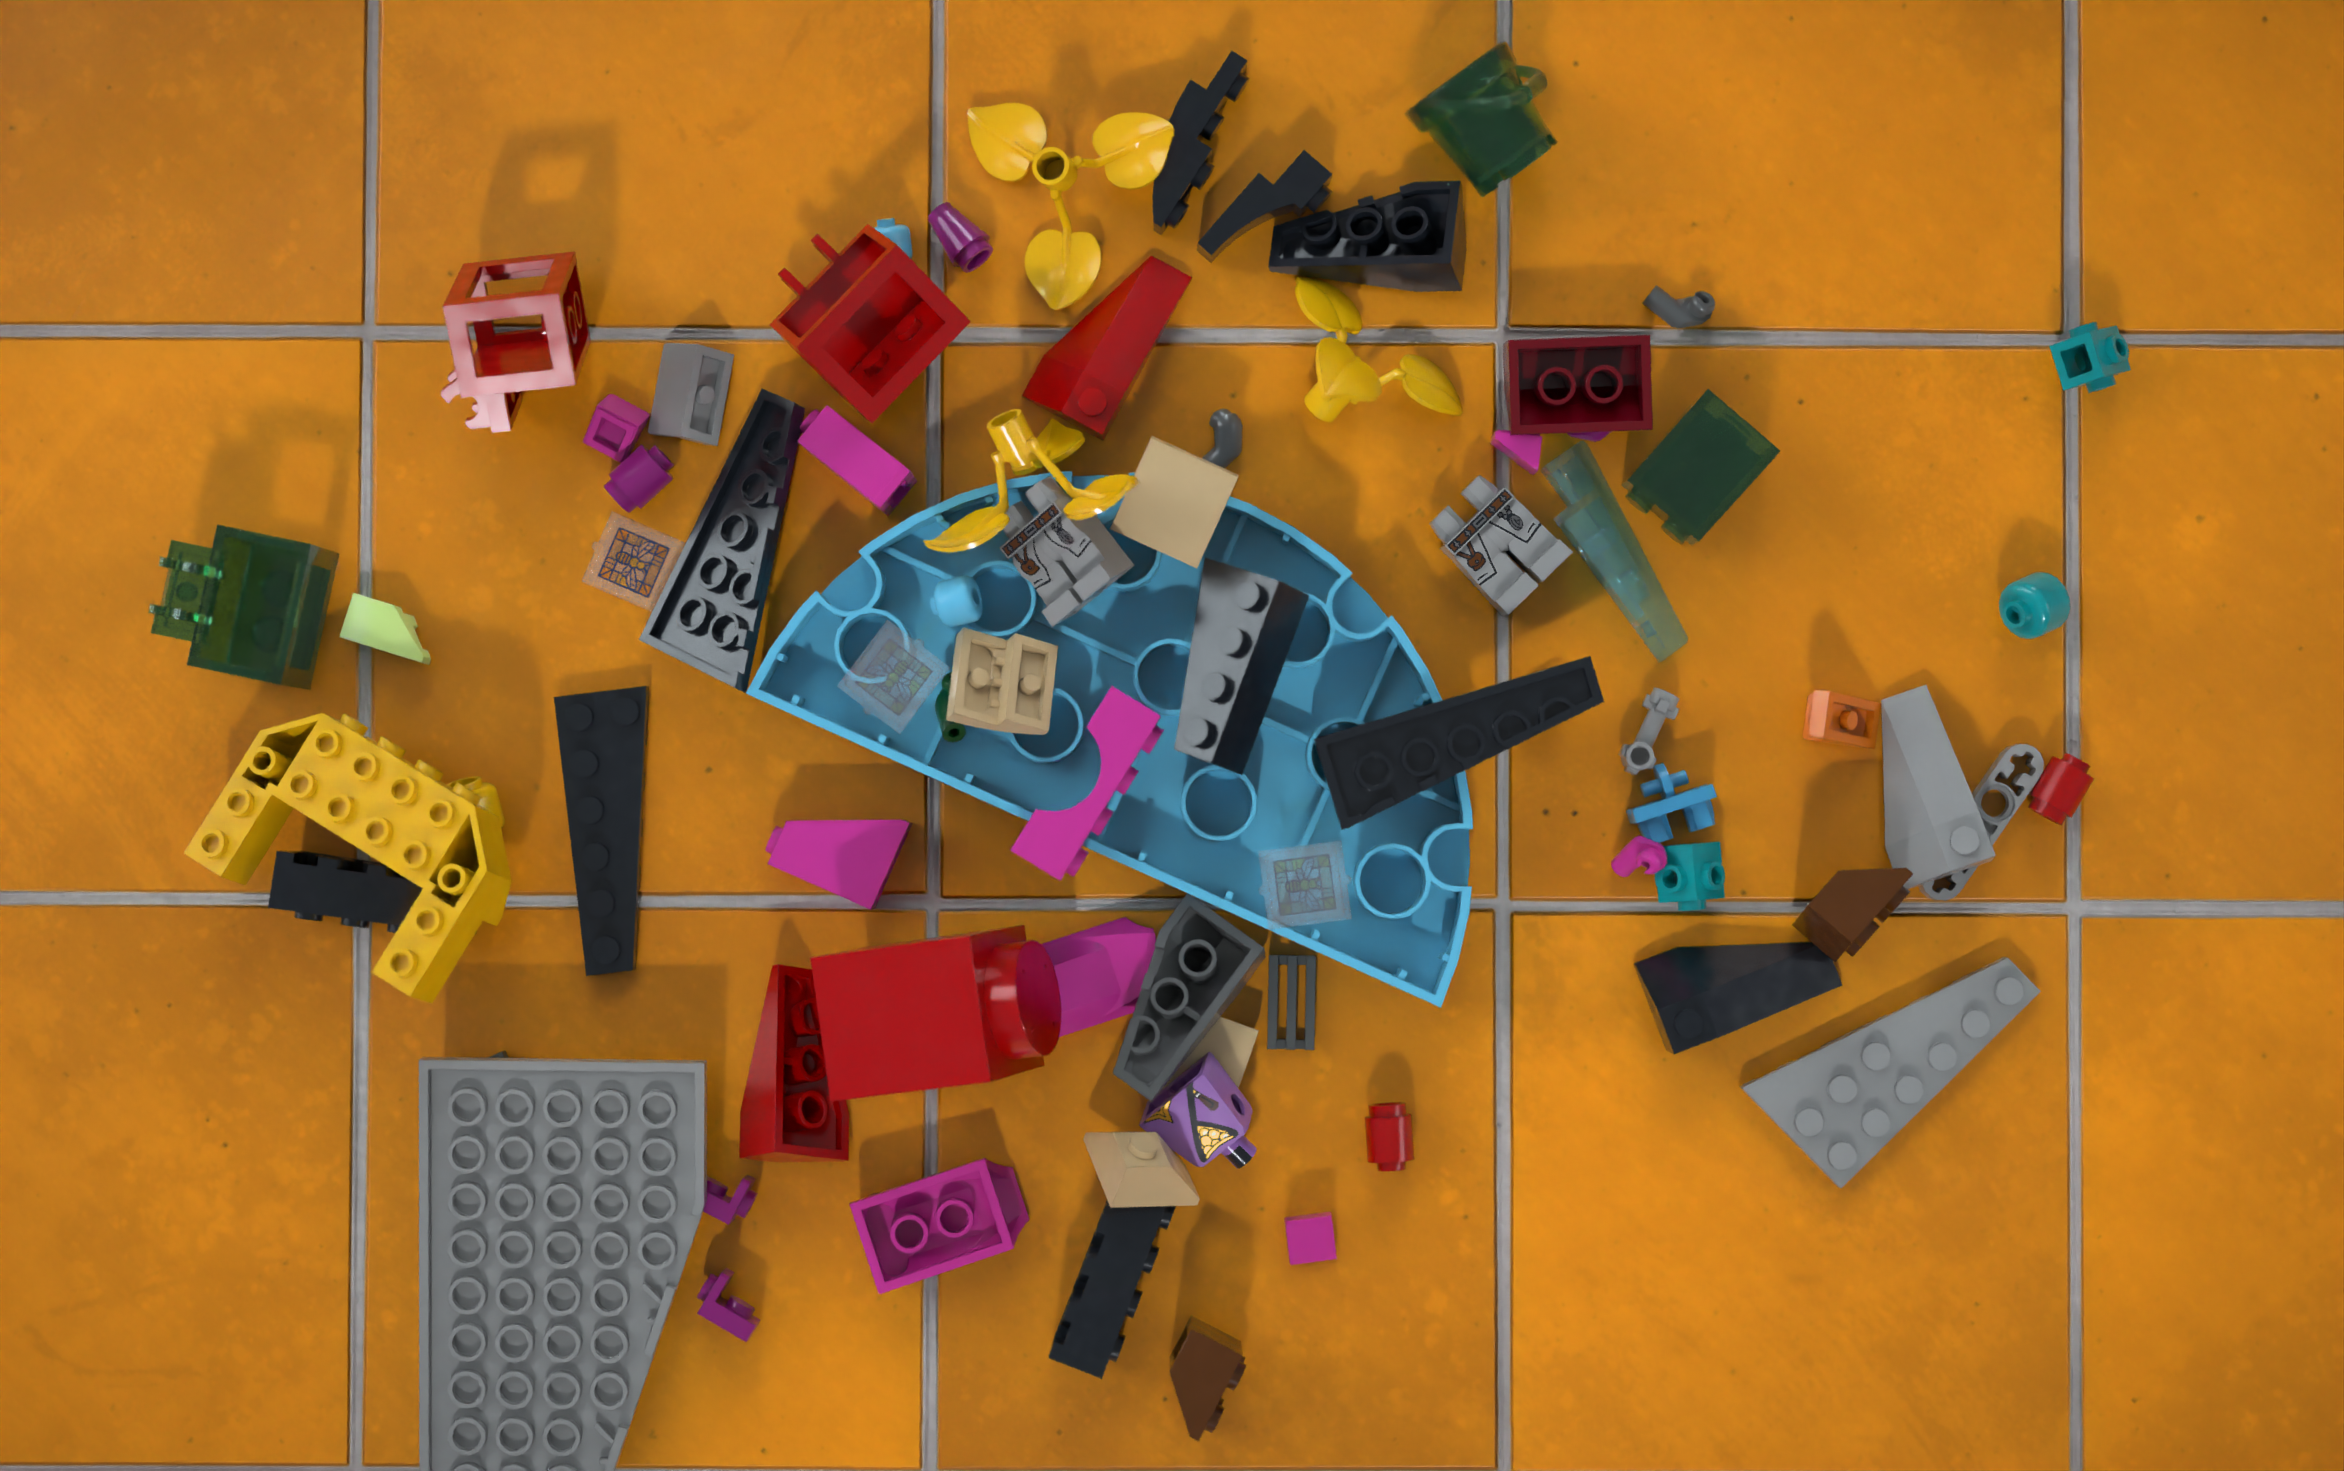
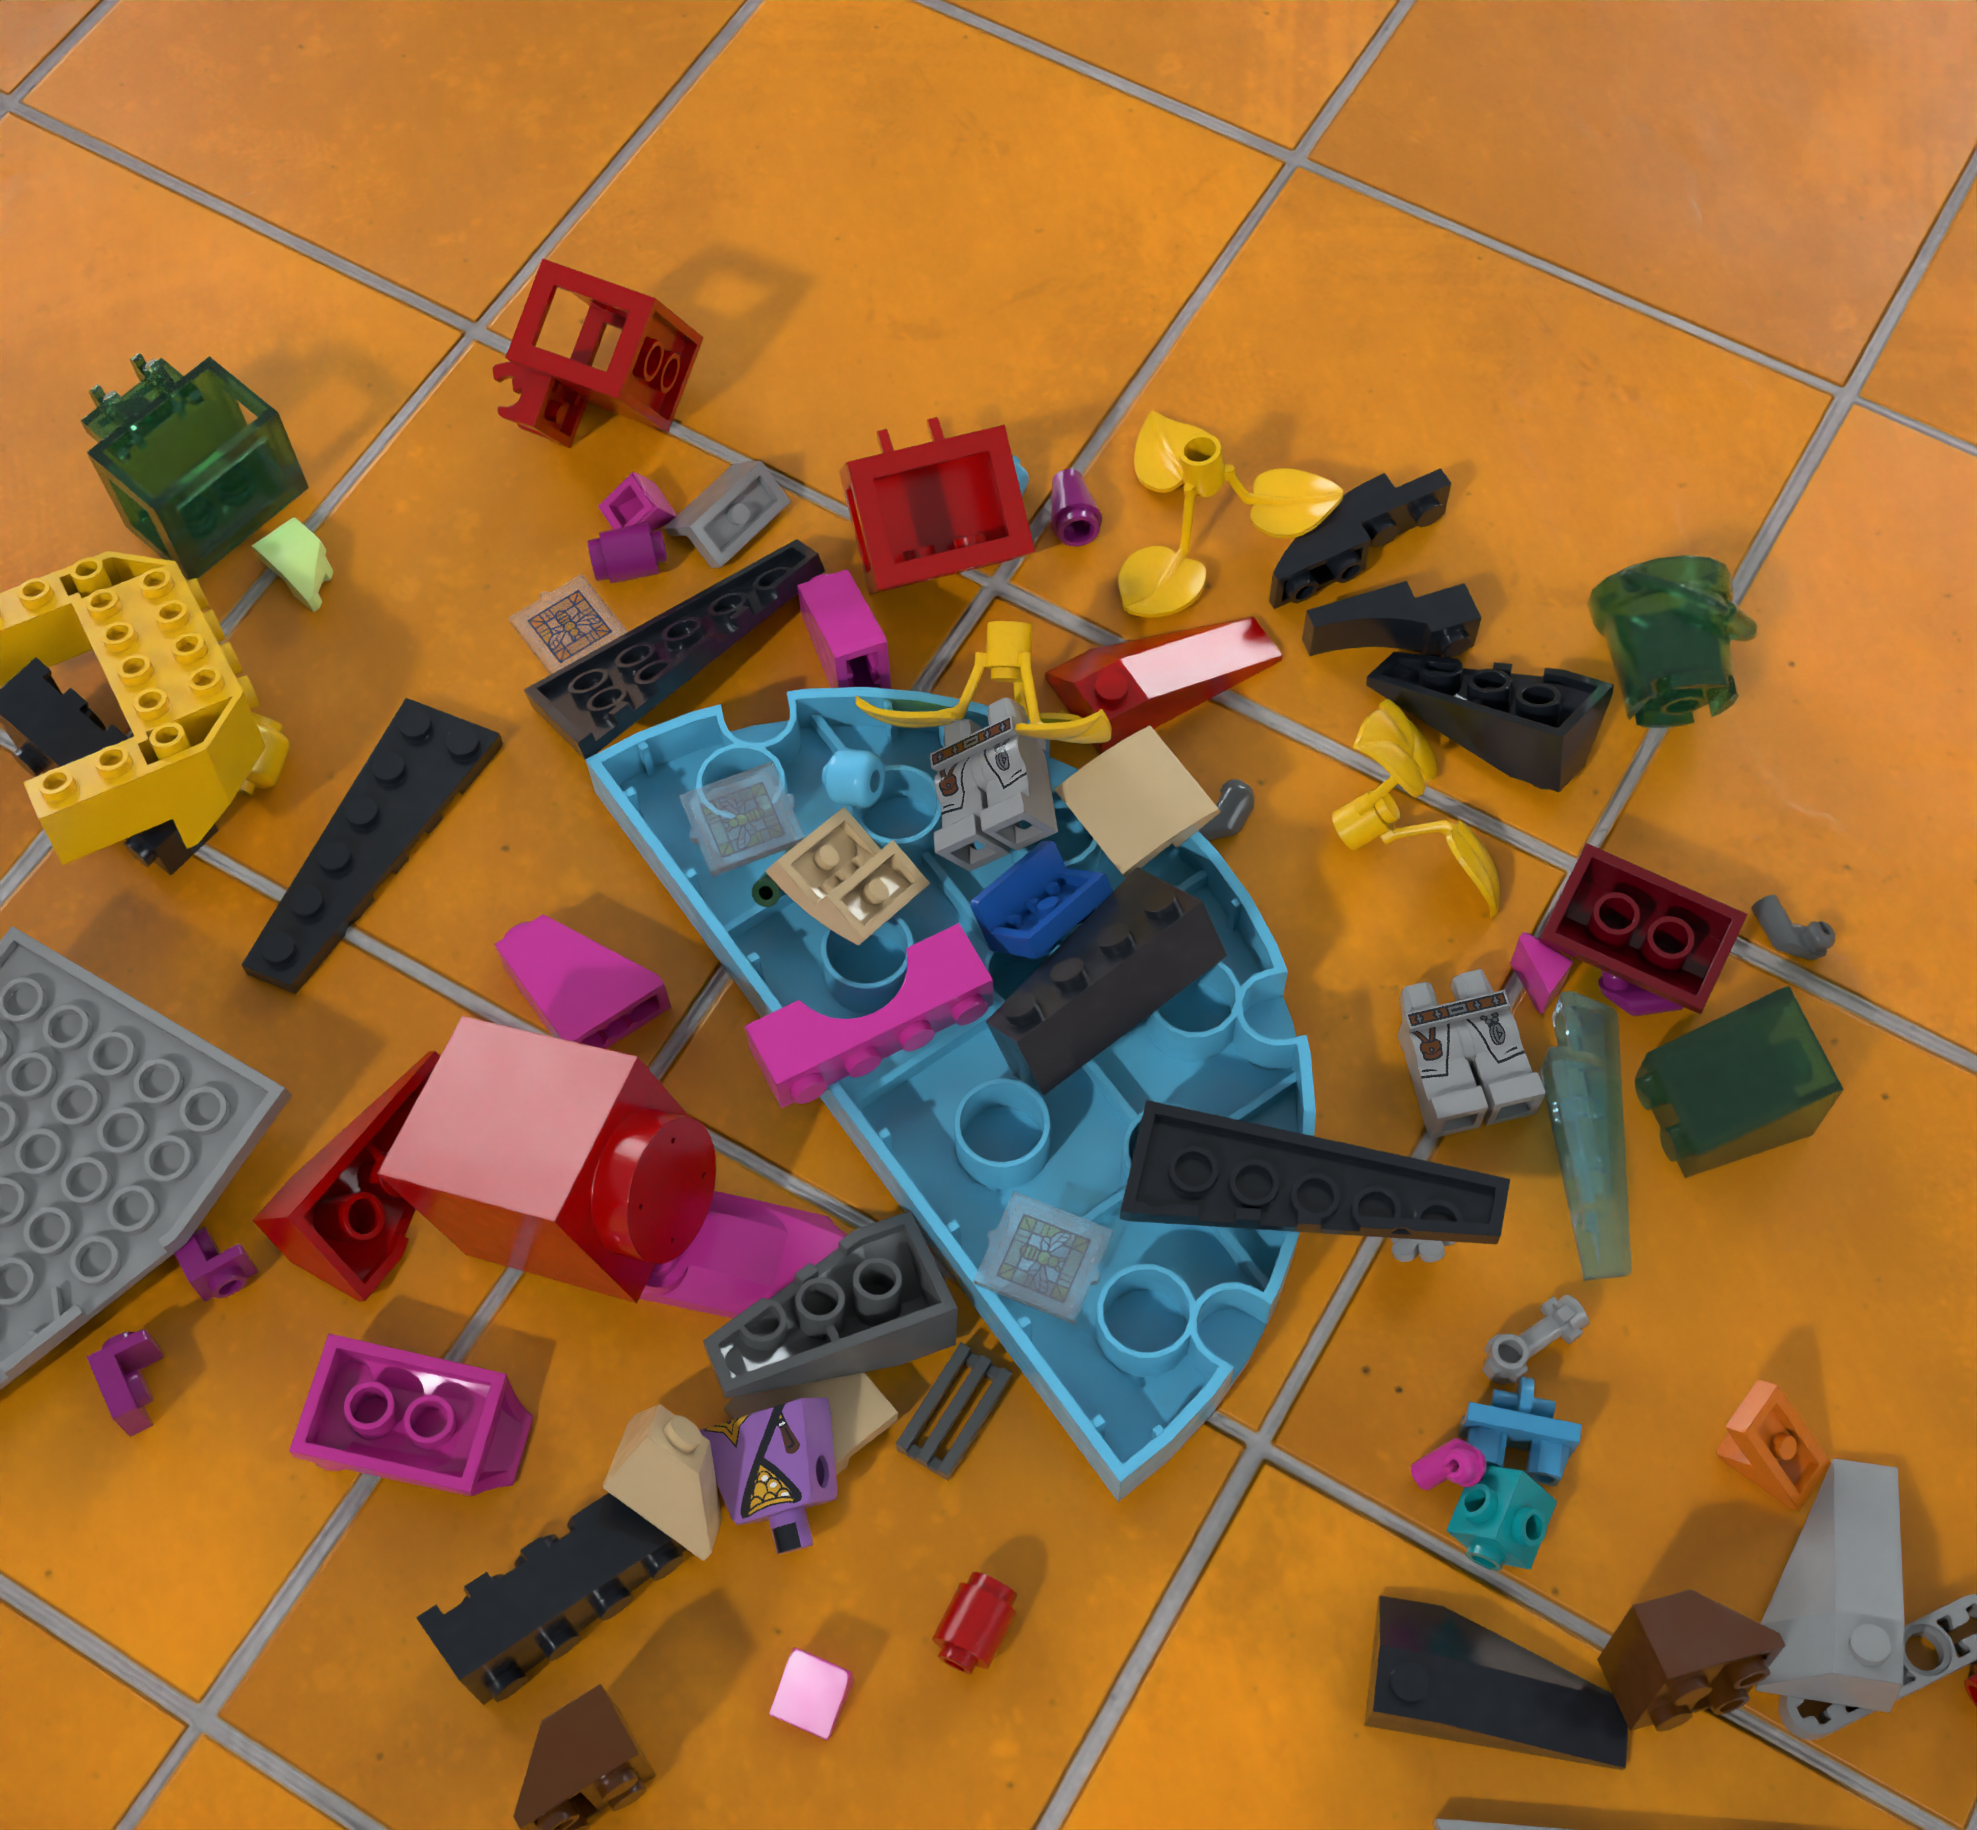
camera: 30 degrees right, 25 degrees down
(1153, 628) = (1037, 903): none -> blue bracket

